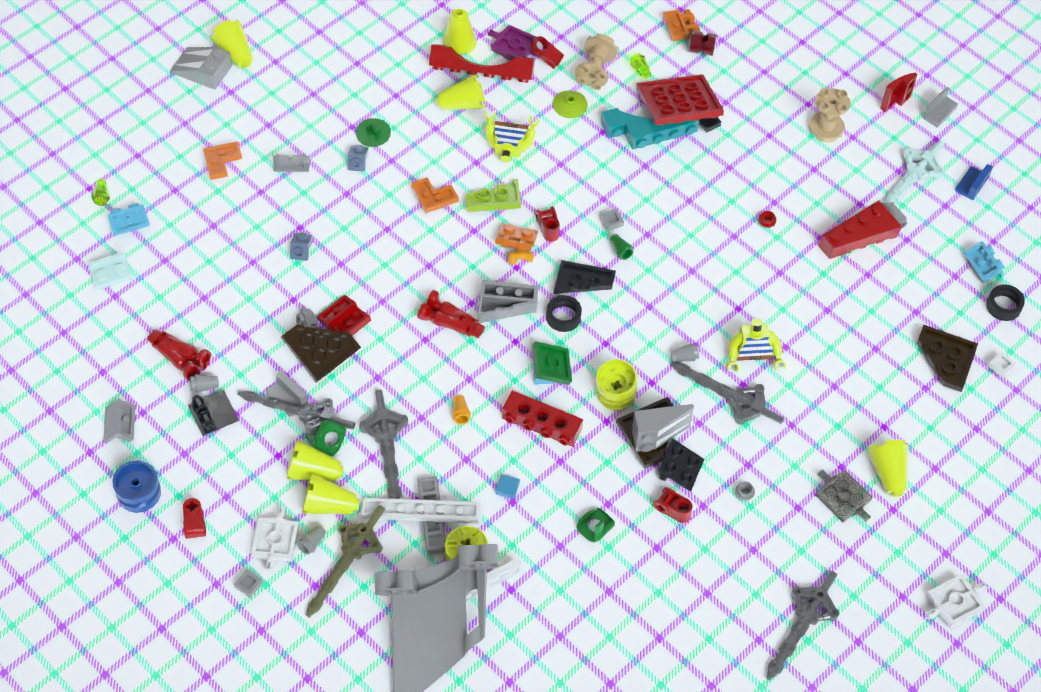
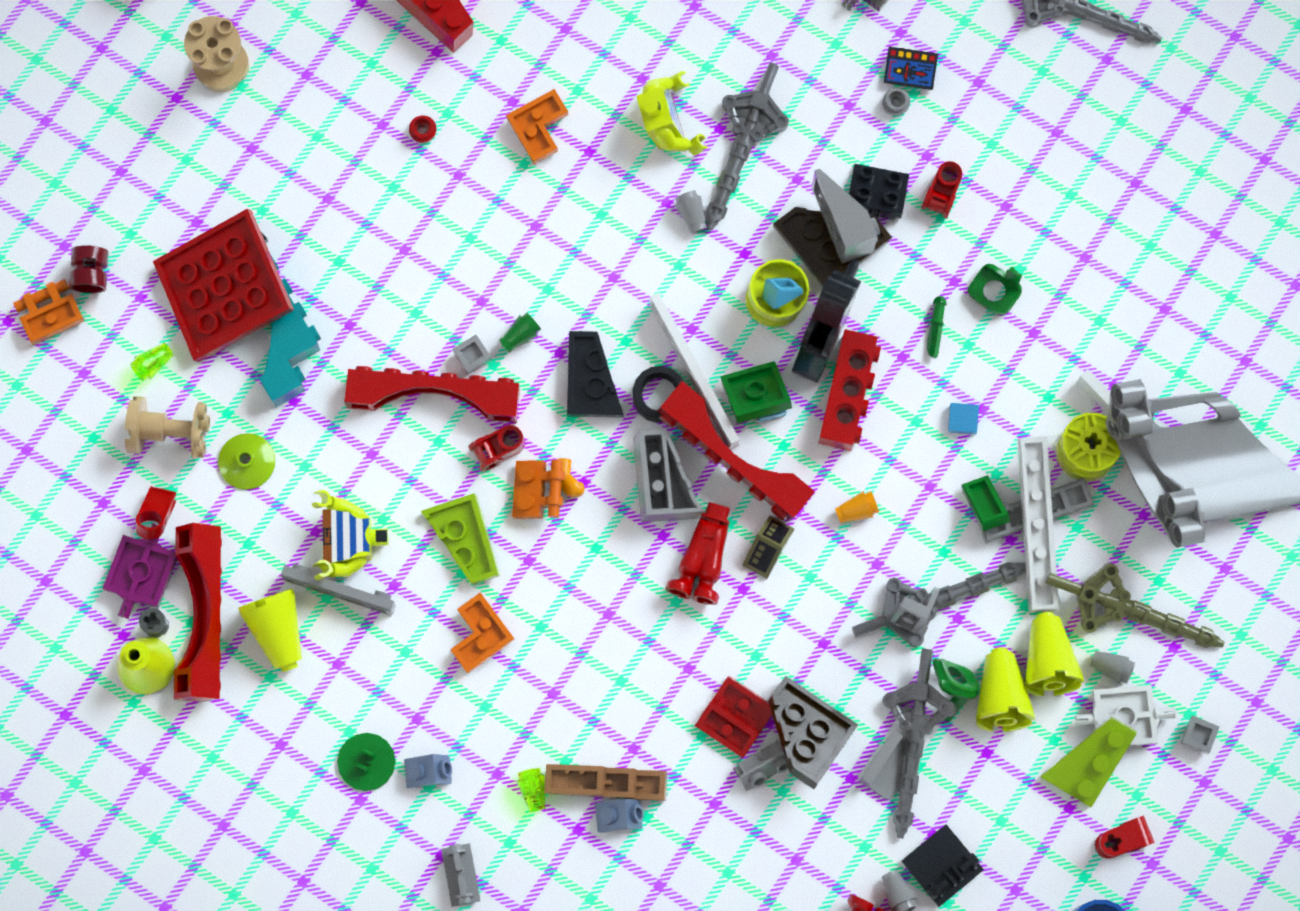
camera: 100 degrees left, 20 degrees up
(250, 509) = (1091, 763): none -> lime wing
(323, 242) = (605, 782): none -> medium nougat slope
(331, 205) = (532, 787): none -> clear neon green cone
(376, 416) = (912, 614): none -> light grey panel
(444, 482) = (985, 503): none -> green tile
(450, 356) = (768, 547): none -> slope
(467, 146) = (378, 601): none -> light grey plate
(482, 47) = (150, 615): none -> dark grey bush
(543, 317) = (689, 414): none -> red arch
(577, 333) = (694, 371): none -> white tile
(579, 222) = (374, 389): none -> red arch
(579, 484) = (935, 331): none -> green piece
(591, 401) = (827, 322): none -> black piece
(614, 377) = (780, 291): none -> medium azure slope
(760, 275) = (530, 124): none -> orange plate
(768, 506) = (910, 68): none -> piece

